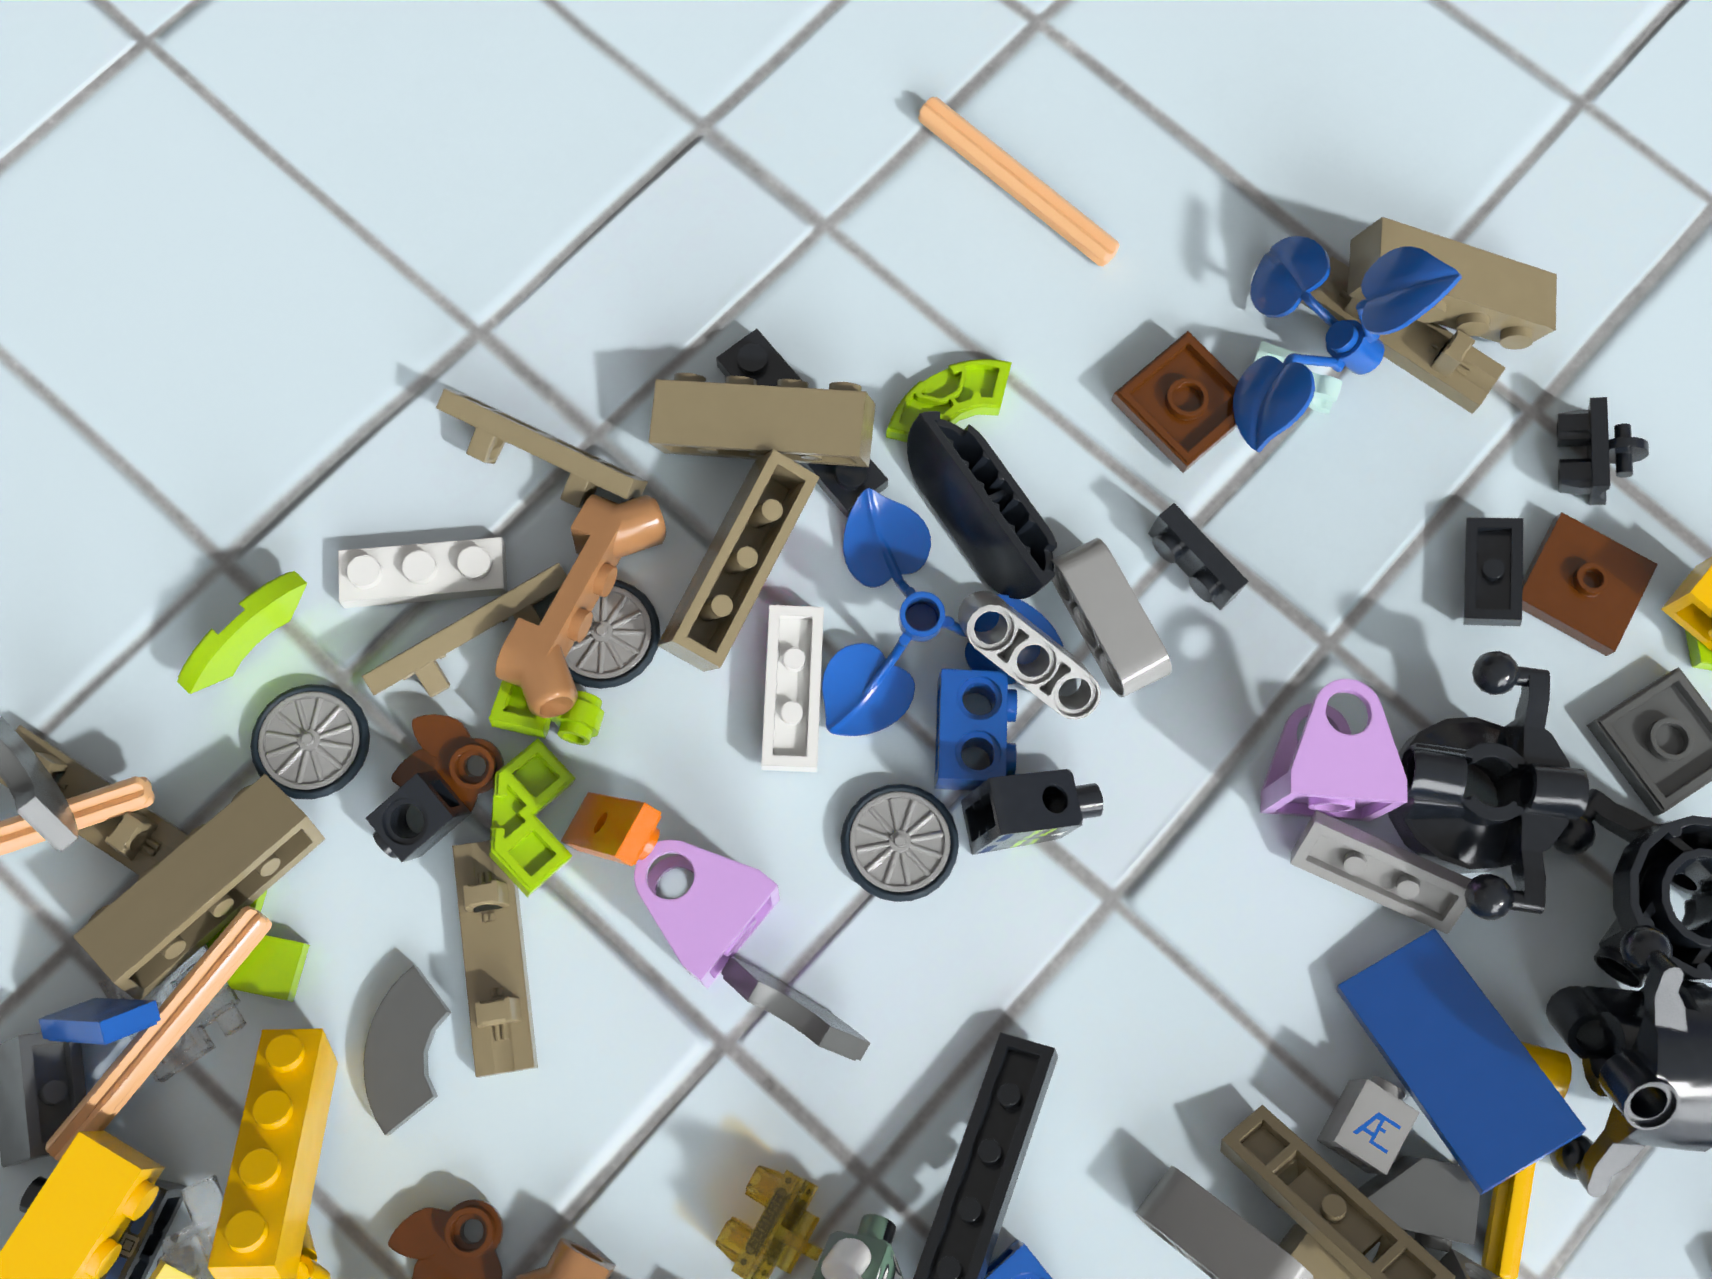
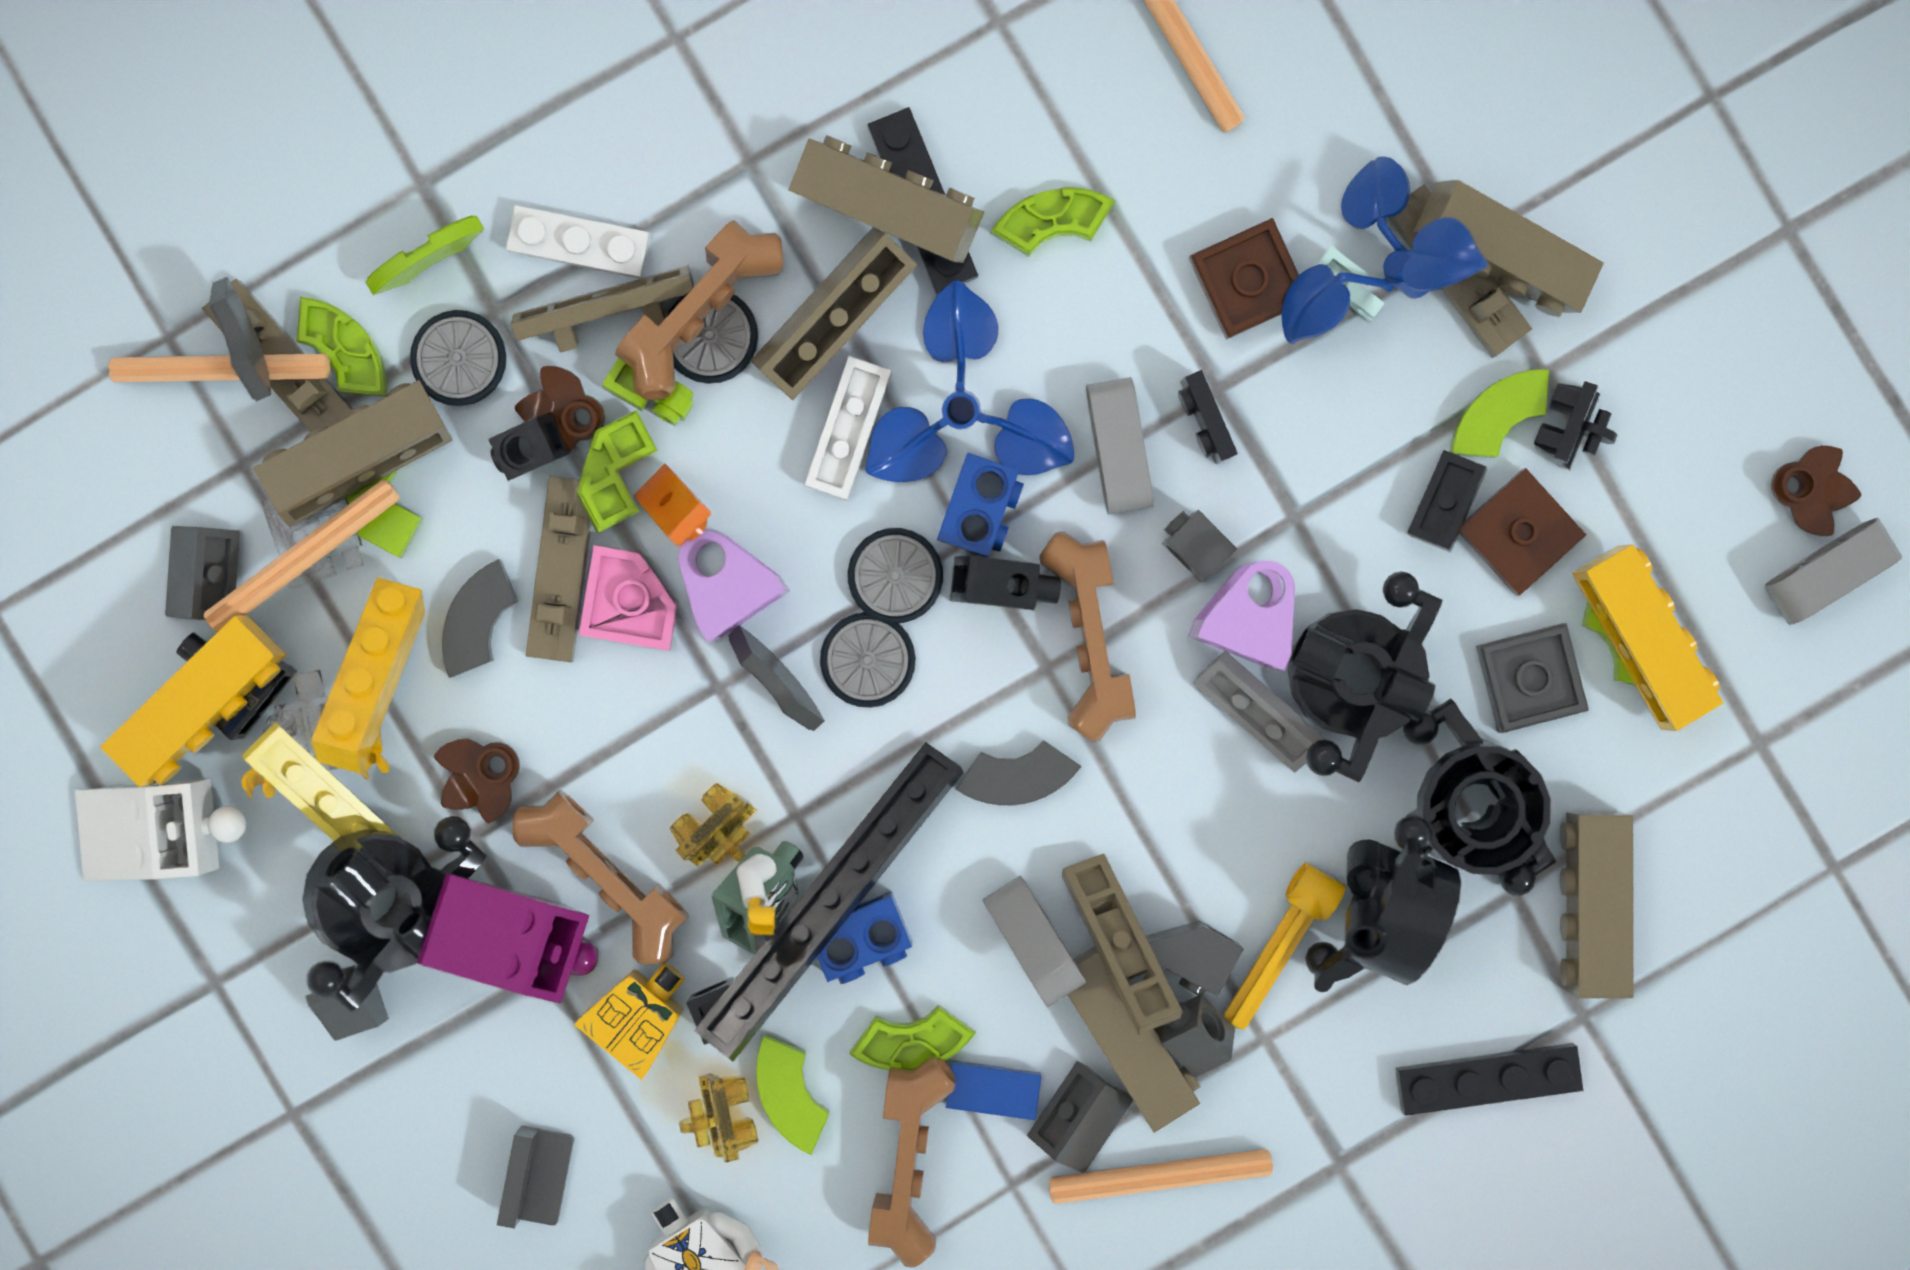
camera: 25 degrees right, 15 degrees up
(100, 1020) = (259, 534): blue tile -> none
(174, 766) = (346, 343): none -> lime tile
(496, 428) = (672, 136): dark tan hinge -> none
(585, 970) = (627, 601): none -> bright pink plate
(897, 955) = (867, 660): none -> light grey wheel
(981, 505) = (1047, 321): black brick -> none
(1044, 674) = (1038, 442): light grey beam -> none
(1127, 1044) = (1018, 779): none -> dark grey tile
(1198, 907) = (1108, 696): none -> medium nougat plate
(1238, 700) = (1198, 544): none -> dark grey brick
(1369, 1124) = (1178, 890): light grey brick -> none
(1460, 1061) = (1259, 865): blue tile -> none
(1503, 463) = (1498, 410): none -> lime tile

